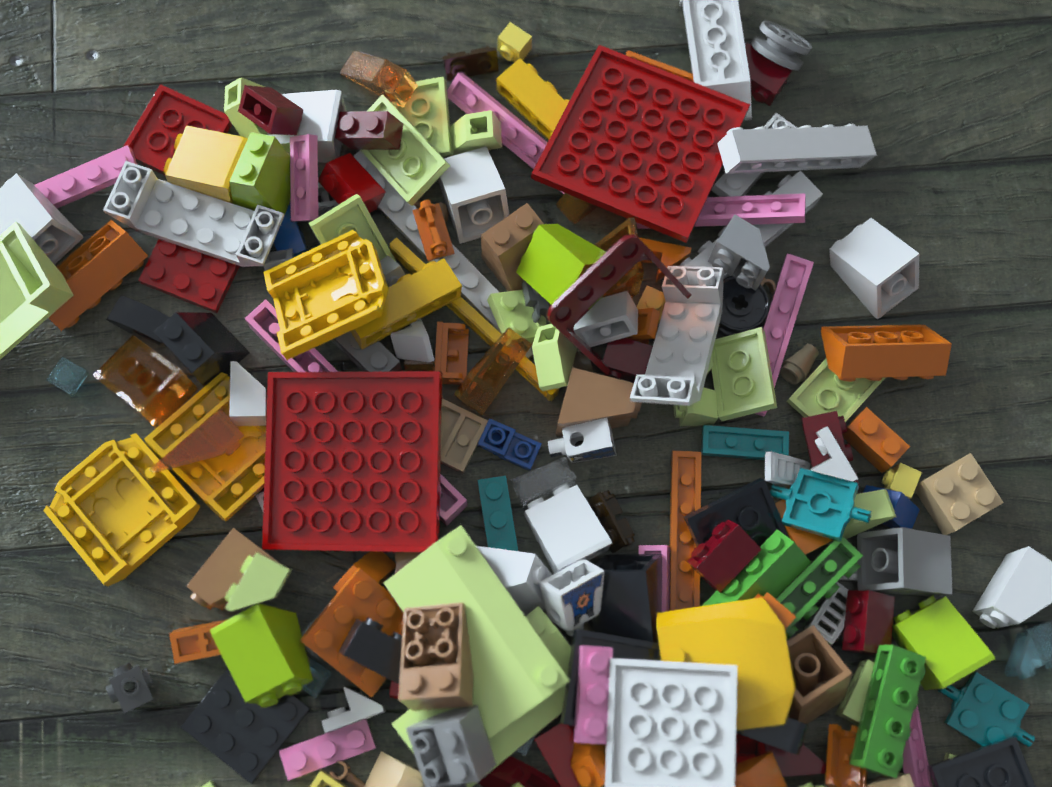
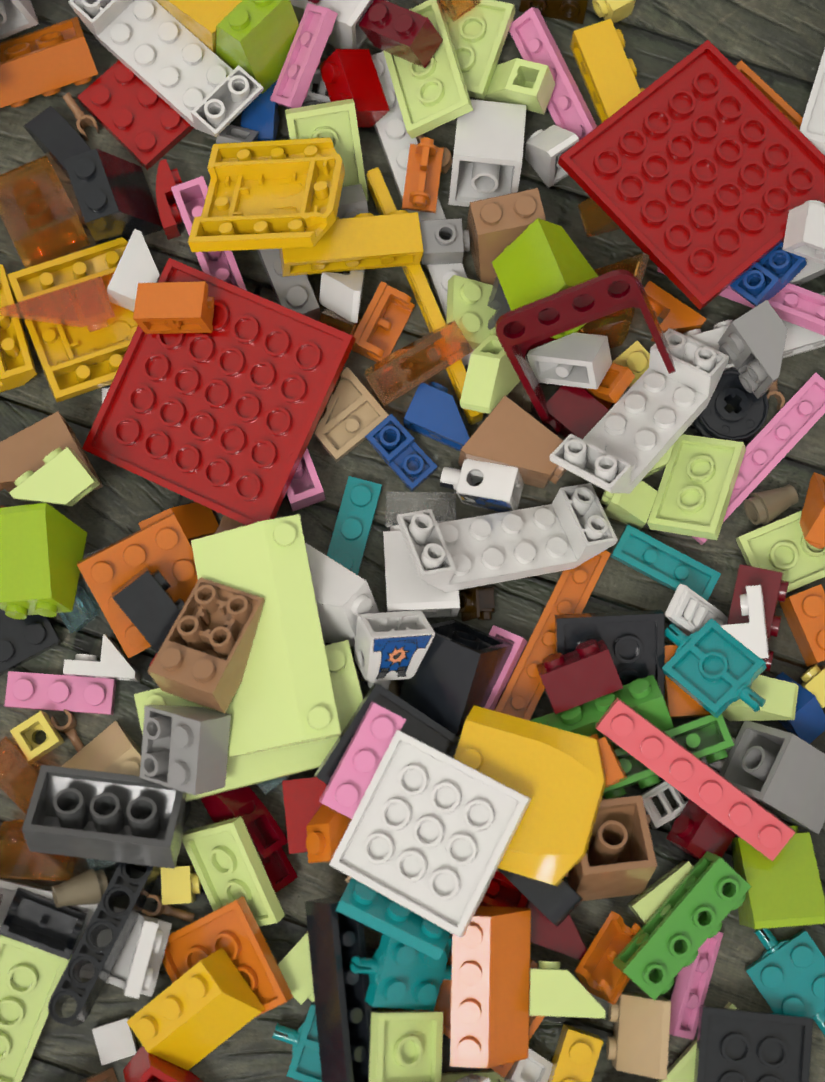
camera: 25 degrees right, 5 degrees up
(150, 295) = (82, 119): none -> medium nougat hand
(249, 337) = (166, 203): none -> red slope
(290, 408) = (174, 307): none -> orange hinge
(472, 271) = (443, 241): none -> light grey brick
(517, 173) = (544, 150): none -> white slope
(525, 406) = (436, 416): none -> blue slope
(625, 476) = (508, 543): none -> white slope
(723, 197) = (768, 275): none -> blue slope
(846, 594) = (694, 779): none -> coral plate

